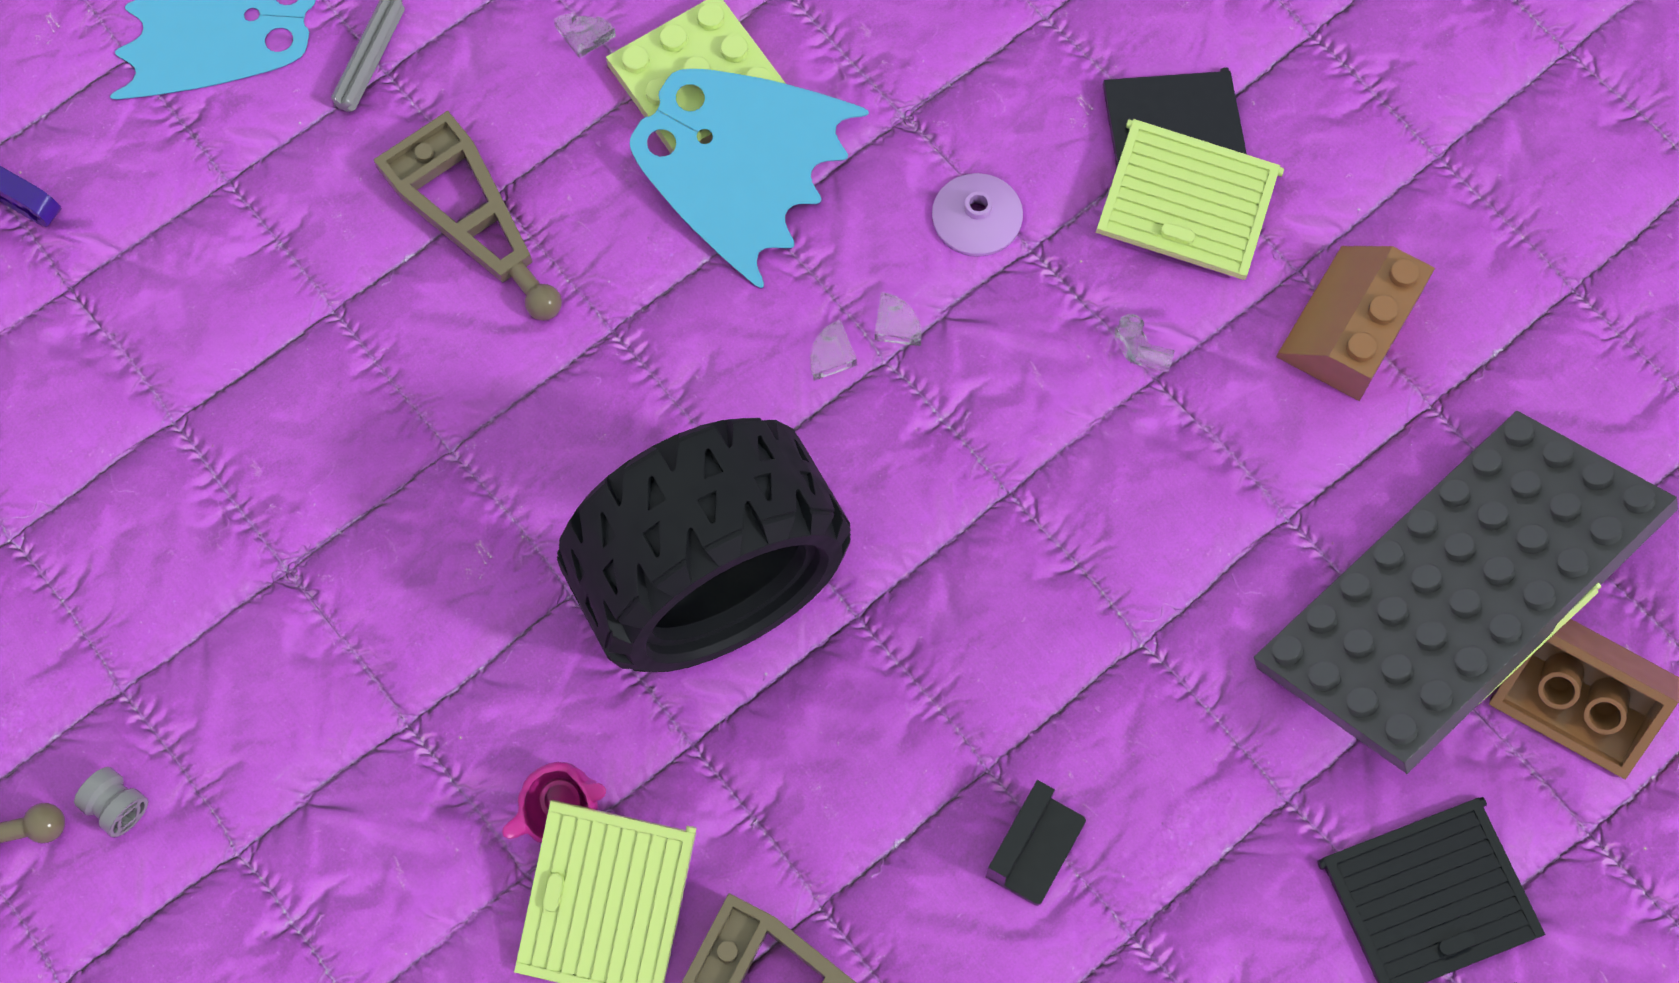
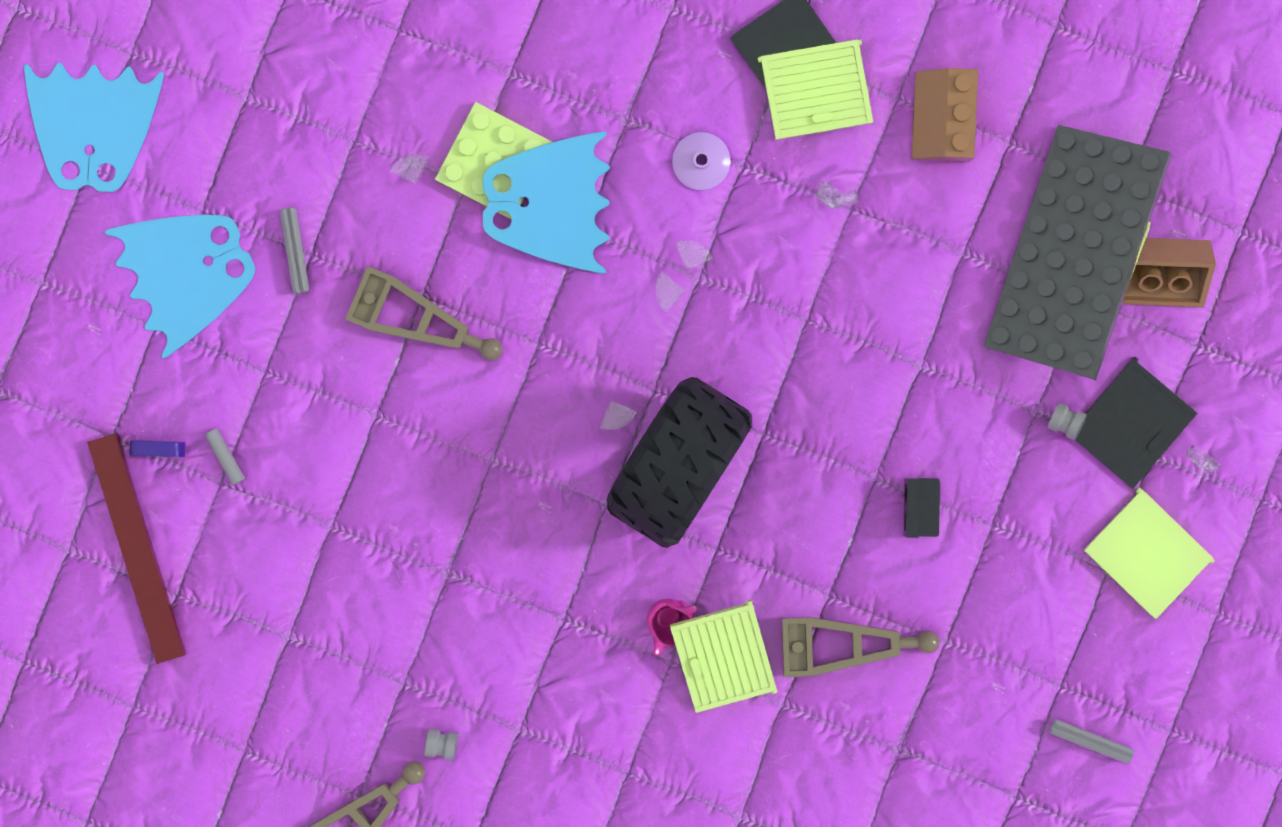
camera: 30 degrees left, 20 degrees up
(98, 254) = (224, 456): none -> light grey piece
(1330, 830) = (1067, 421): none -> light grey wheel

